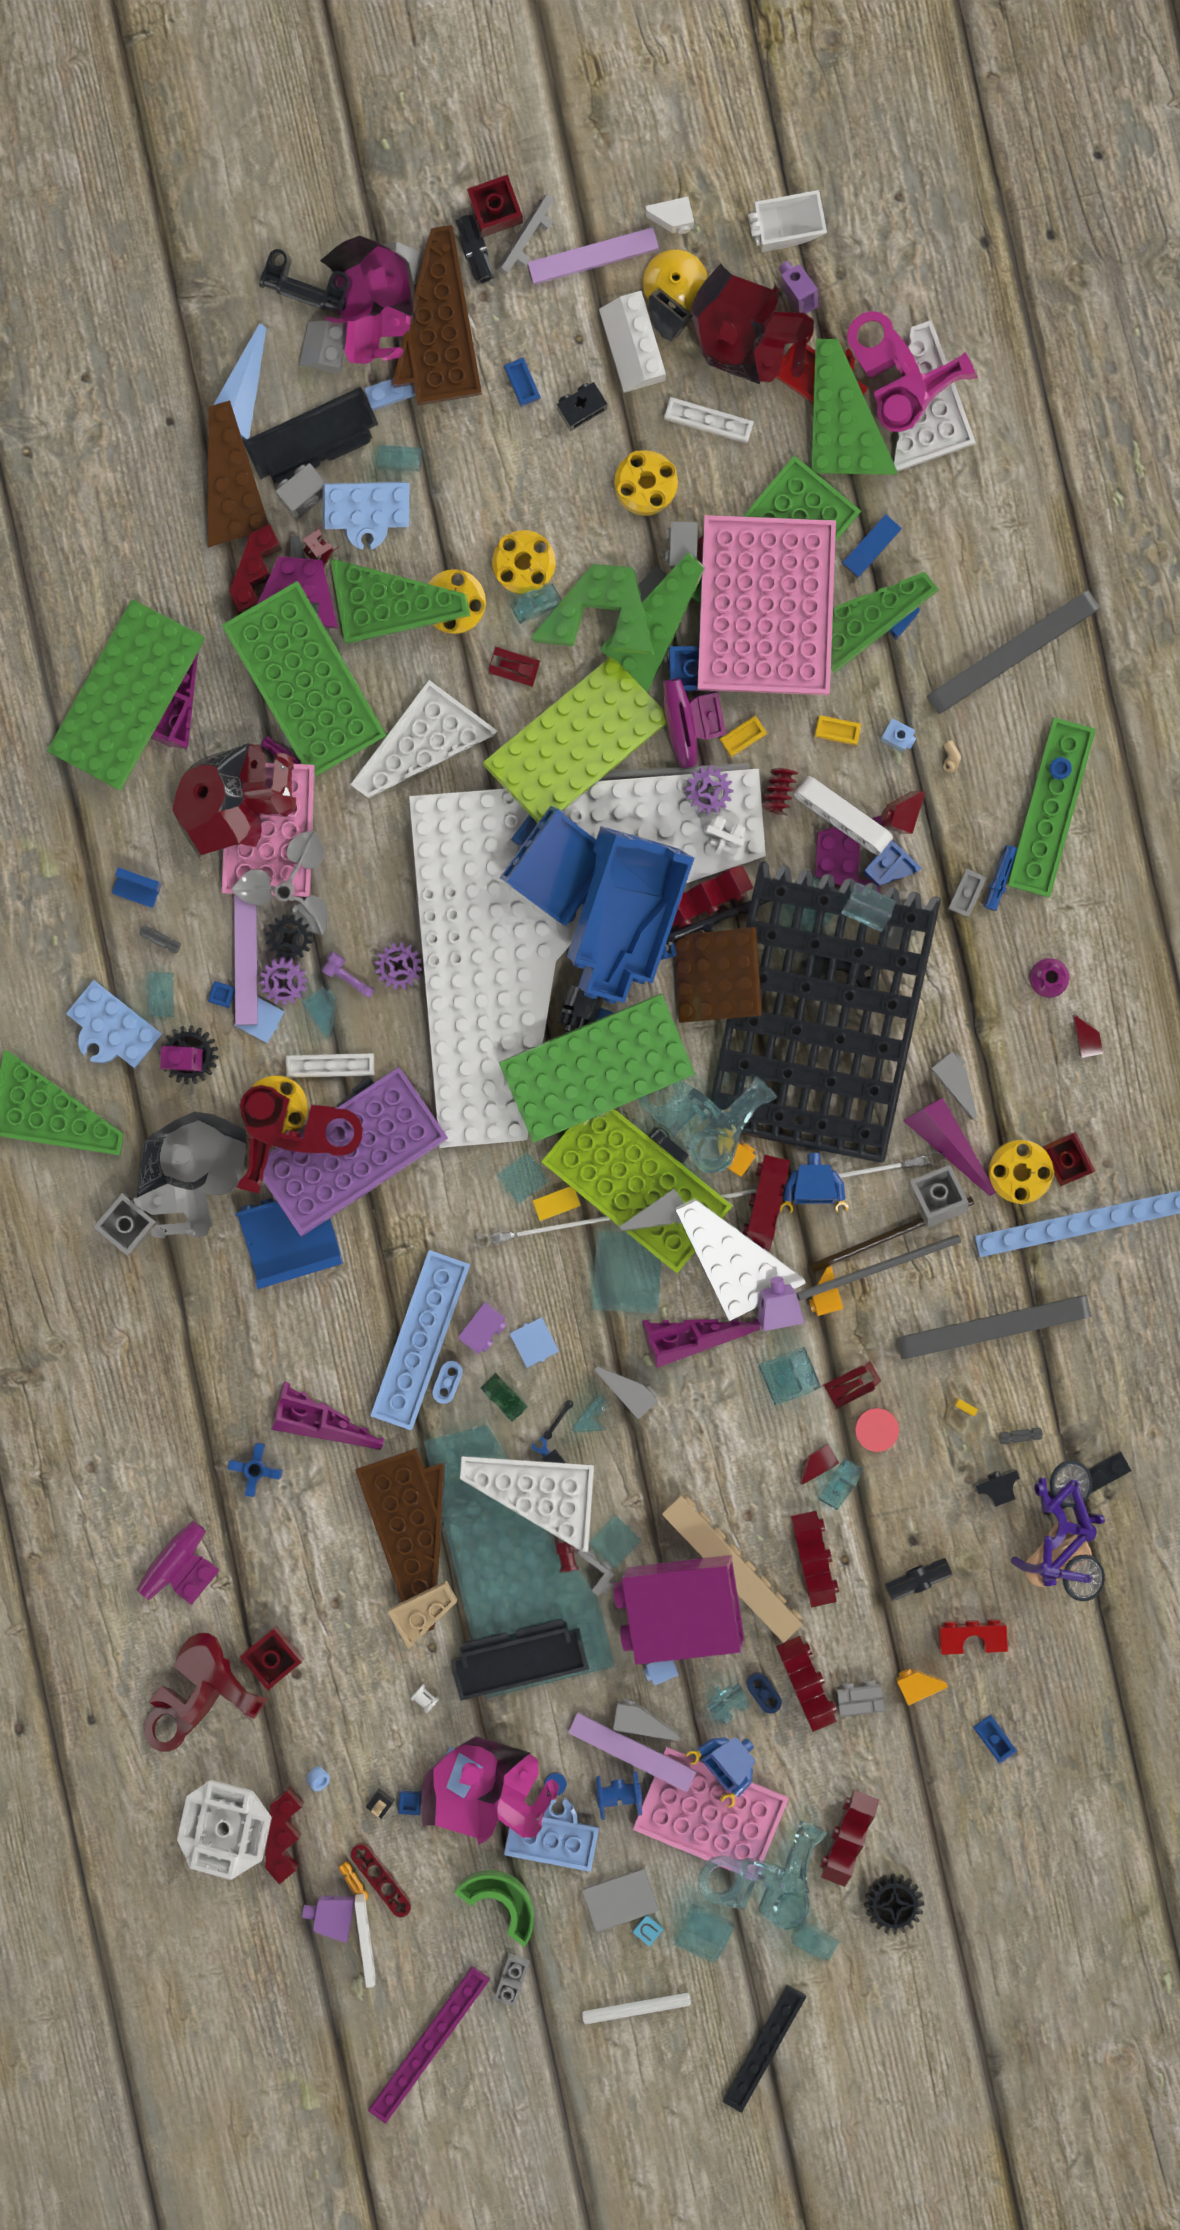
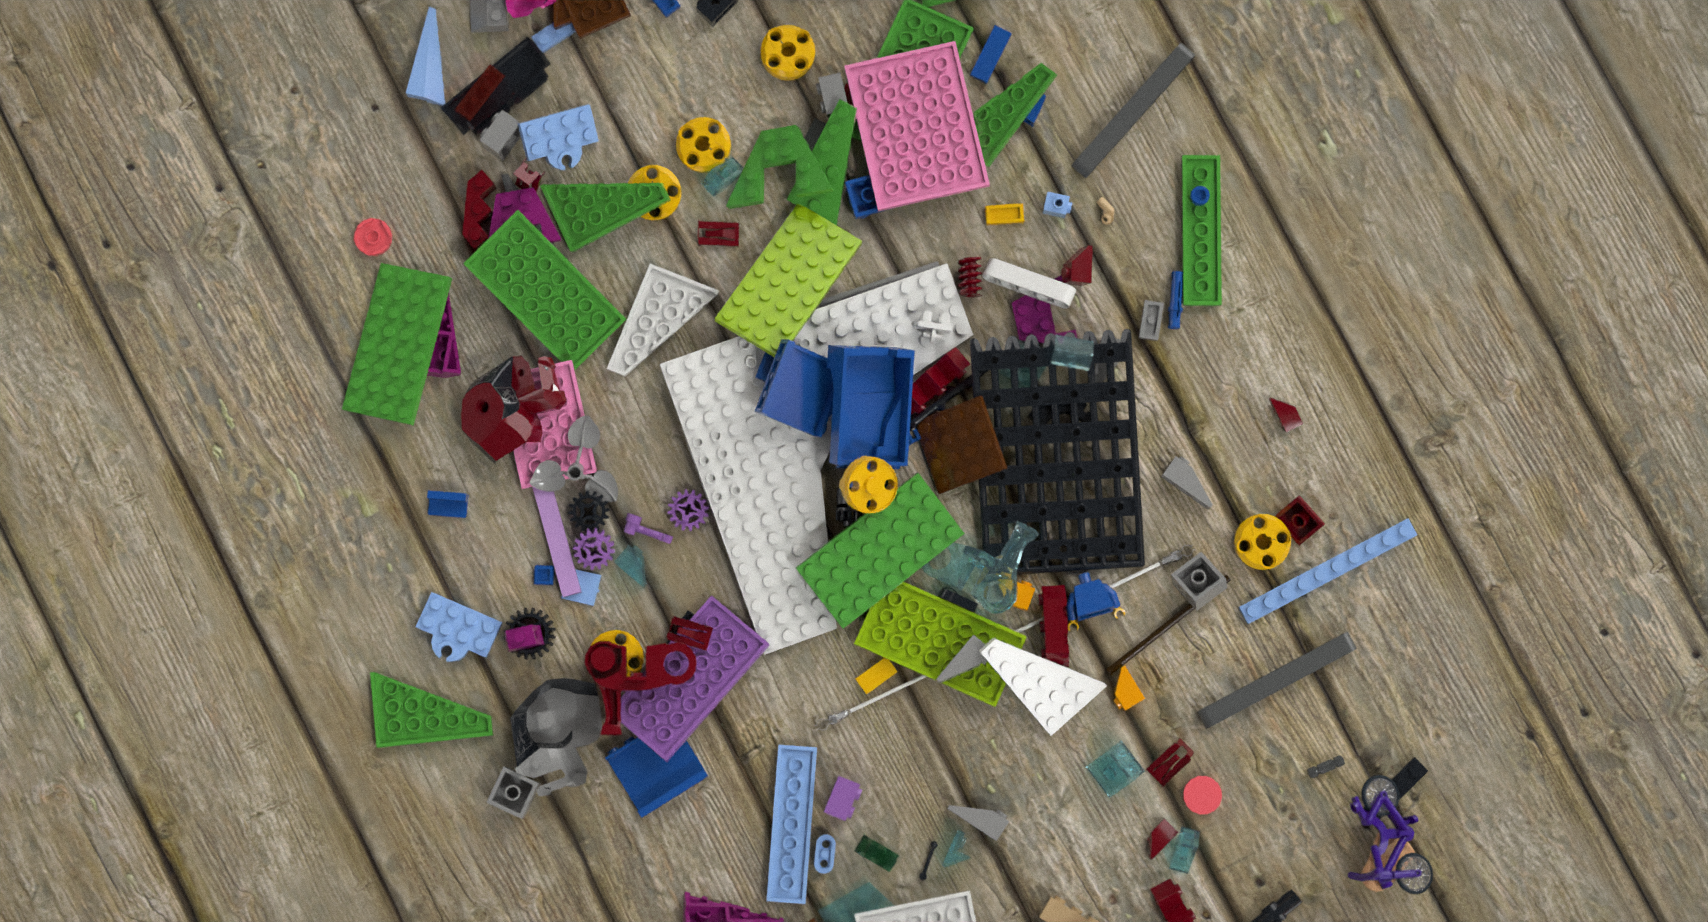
camera: 15 degrees left, 5 degrees down
(130, 567) = (373, 237): none -> coral tile
(160, 939) = (479, 542): dark grey axle -> none
(161, 994) = (492, 588): clear light blue panel -> none
(232, 491) = (443, 152): reddish brown wing -> none
(269, 744) = (534, 355): magenta axle -> none
(290, 437) = (479, 93): none -> clear red brick
(330, 1065) = (652, 610): white tile -> none
(373, 1108) = (699, 636): none -> dark red piece
(399, 458) = (575, 86): clear light blue panel -> none
(523, 1178) = (842, 662): clear light blue piece -> none
(534, 1342) = (889, 799): light blue piece -> none
(552, 1457) = (928, 894): piece -> none
(603, 993) = (869, 484): none -> yellow piece
(625, 1275) = (951, 720): clear light blue piece -> none
(676, 1341) = (1012, 764): magenta wedge -> none
(690, 720) = (879, 237): magenta plate -> none
(712, 800) = (905, 284): medium lavender gear -> none
(743, 736) = (926, 240): yellow tile -> none
(779, 1306) = (1089, 711): medium lavender torso -> none
(878, 1267) = (1165, 655): dark grey piece -> none
(890, 865) = (1080, 314): wing -> none
(943, 1133) = (1185, 525): magenta wedge -> none
(965, 1407) = (1272, 754): yellow tile -> none
(998, 1486) = (1319, 815): black brick -> none
(1038, 980) = (1235, 381): magenta piece -> none

